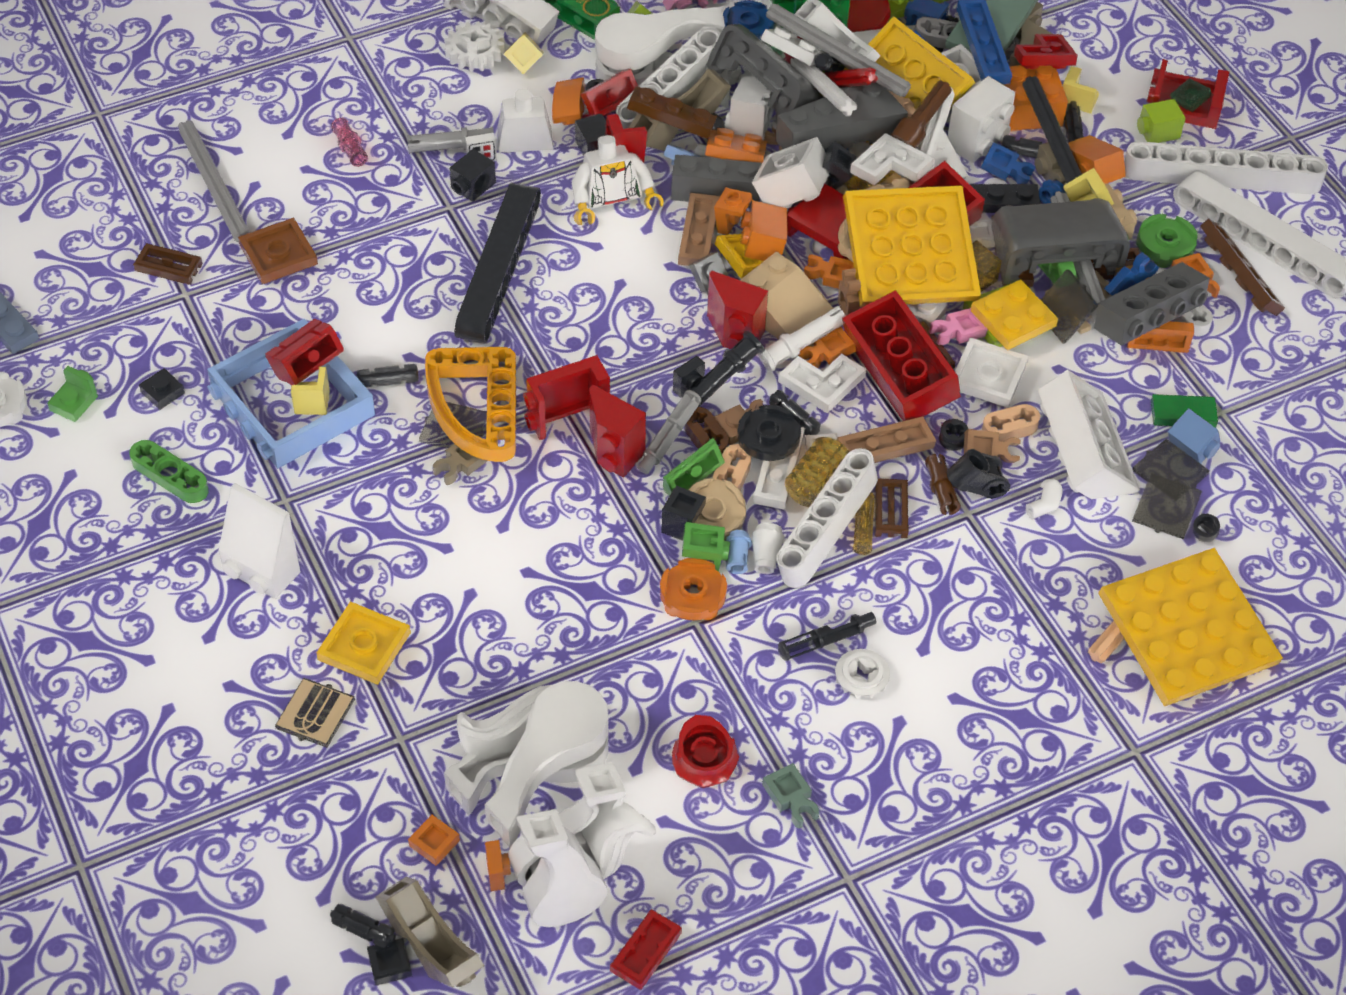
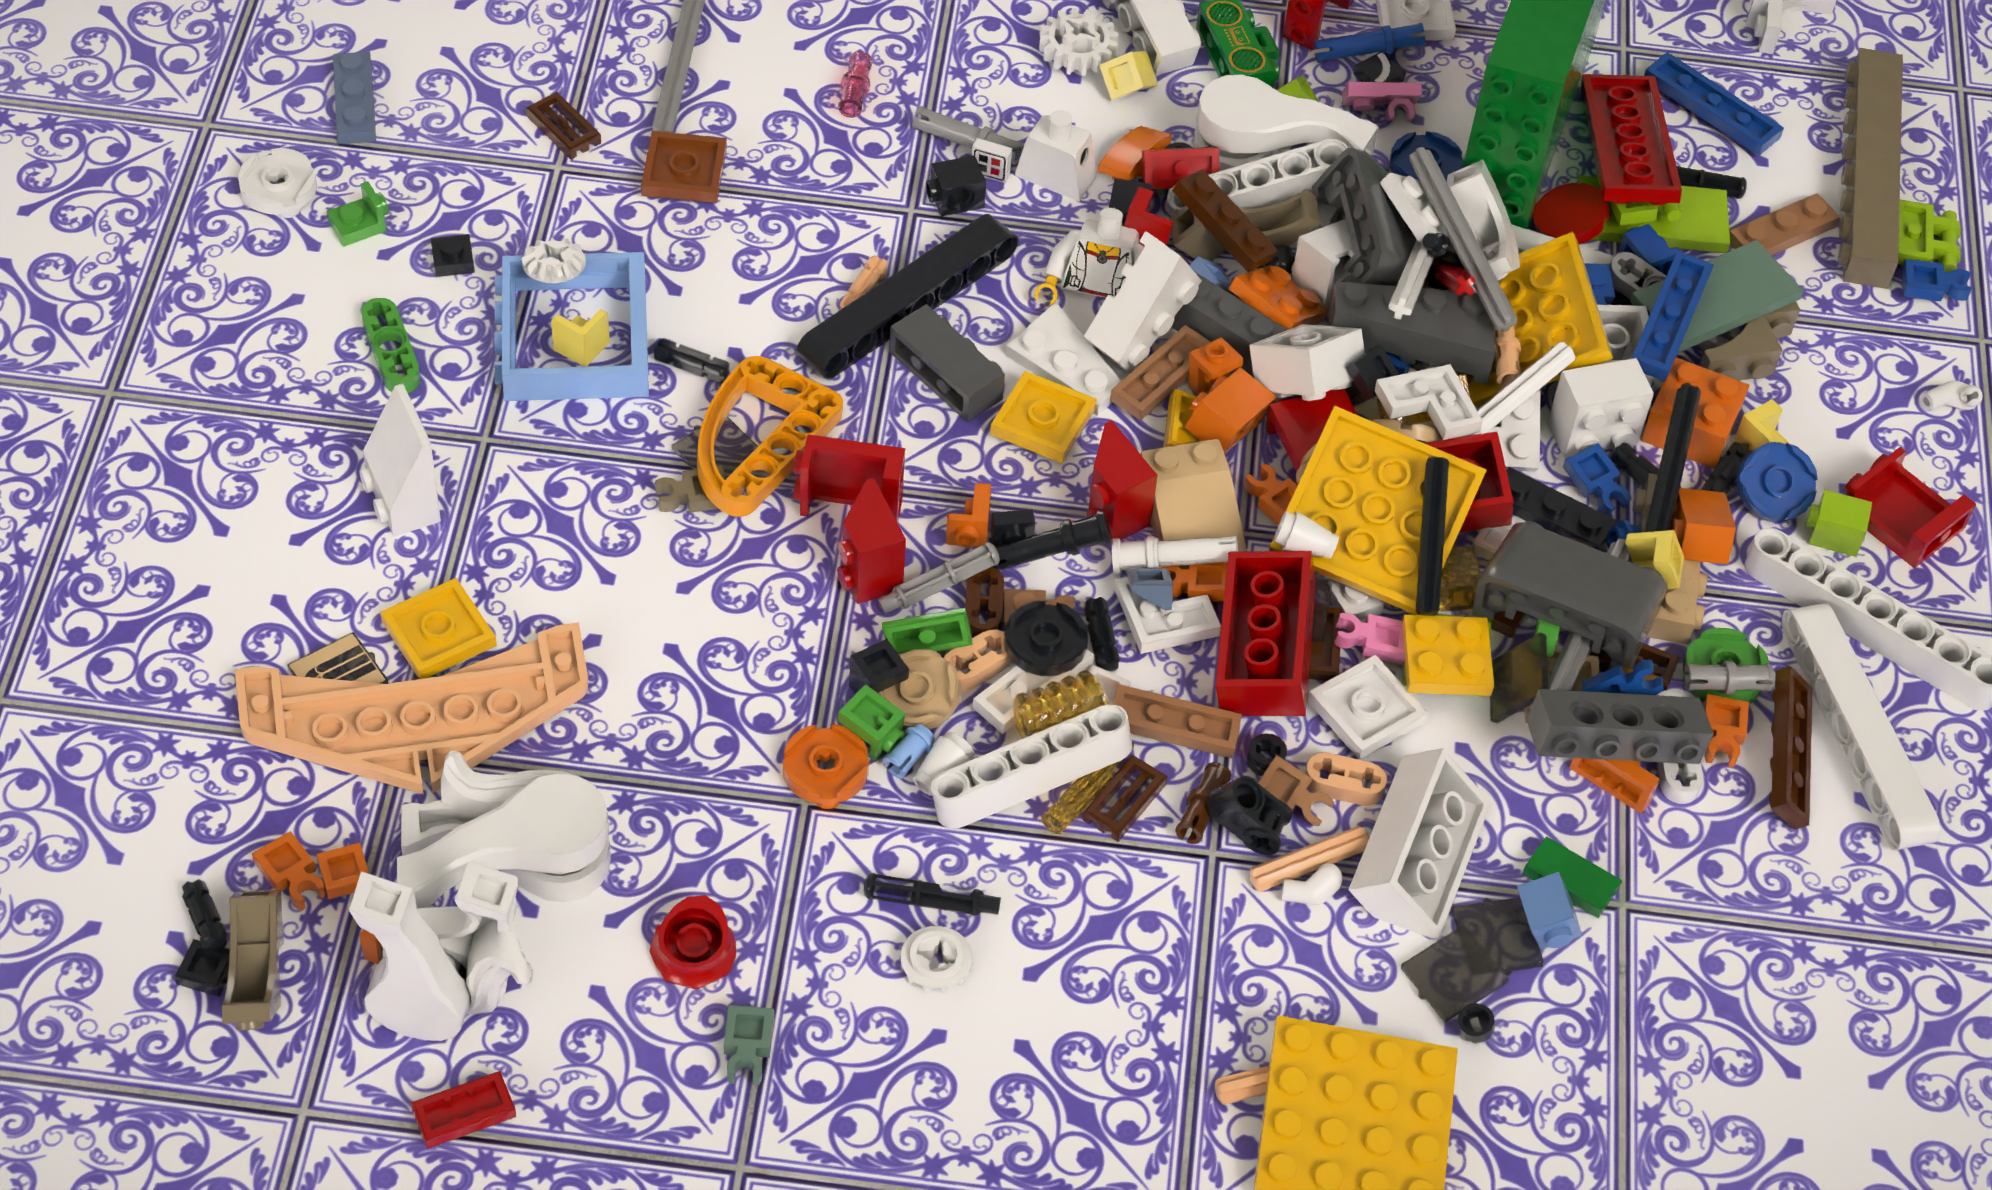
camera: 30 degrees right, 0 degrees up
(251, 360) = (551, 269): none -> white gear
(304, 352) = (605, 285): red brick -> none
(391, 721) = (393, 726): none -> light nougat wing
(392, 858) = (289, 865): none -> orange plate
(461, 269) = (867, 279): none -> light nougat axle
(559, 292) = (947, 363): none -> dark grey brick
(630, 253) = (1061, 354): none -> white wing
(647, 295) = (1043, 416): none -> yellow plate
(660, 382) = (971, 527): none -> orange bracket
(664, 190) = (1144, 304): none -> white wedge
(703, 267) = (1136, 423): plate -> none
(808, 364) = (1152, 585): none -> sand blue slope
(848, 292) = (1270, 523): medium nougat plate -> none
(882, 282) = (1302, 534): none -> white cone
(912, 129) = (1484, 377): reddish brown piece -> none
(959, 243) = (1432, 536): none -> black axle
(1029, 484) = (1308, 858): none -> light nougat axle
(1046, 51) = (1751, 372): red plate -> none
(1109, 114) = (1777, 482): none -> blue tile
(1157, 16) = (1952, 394): none -> white arm
(1180, 243) = (1728, 677): none -> light grey pin
(1191, 94) = (1906, 509): clear green tile -> none

